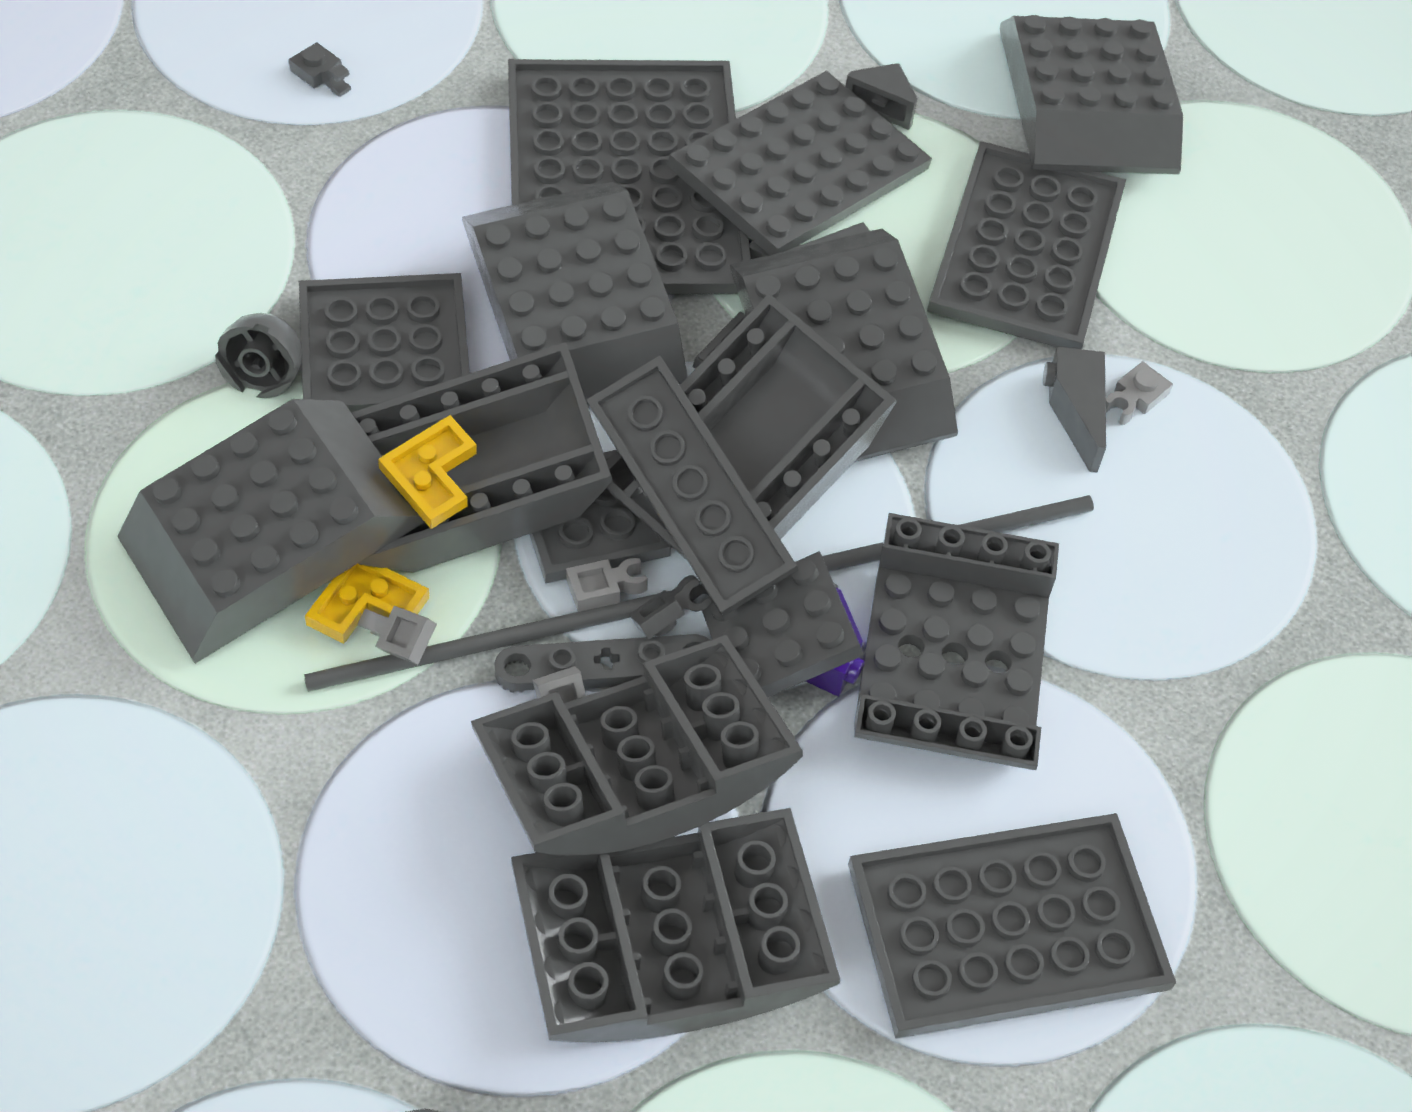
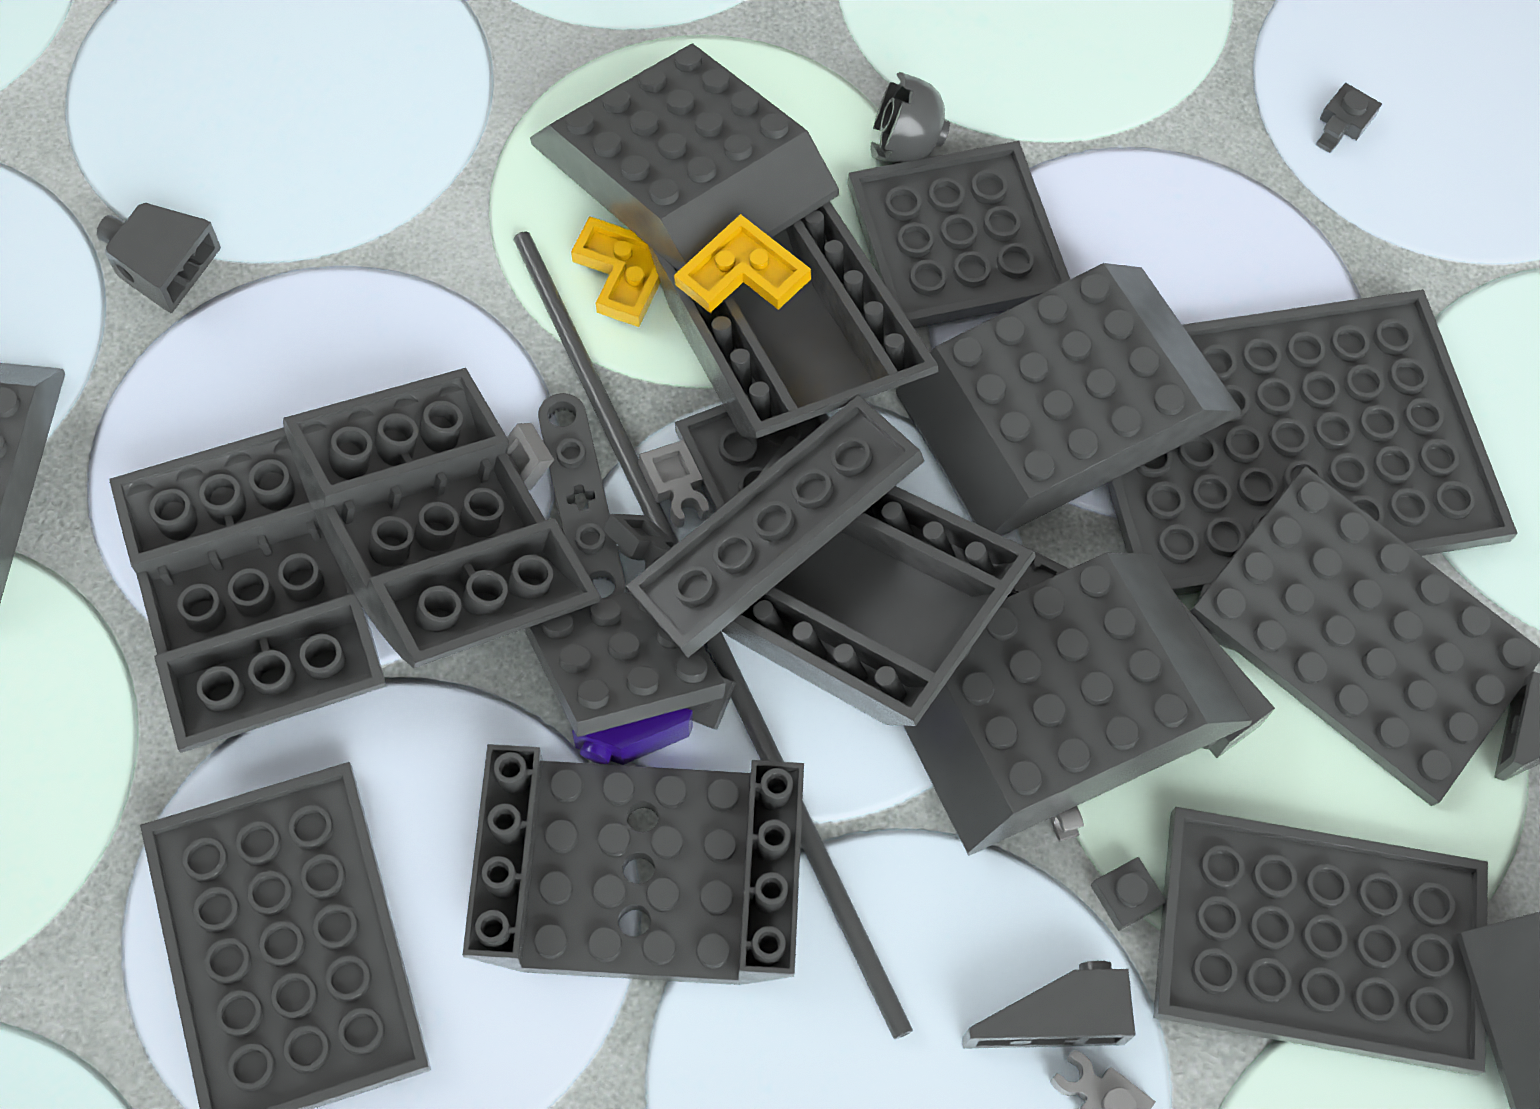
camera: 85 degrees right, 10 degrees up
(258, 1010) = (159, 251): none -> dark grey torso
(400, 634) = (574, 298): light grey plate -> none
(987, 349) = (1128, 893): none -> dark grey plate

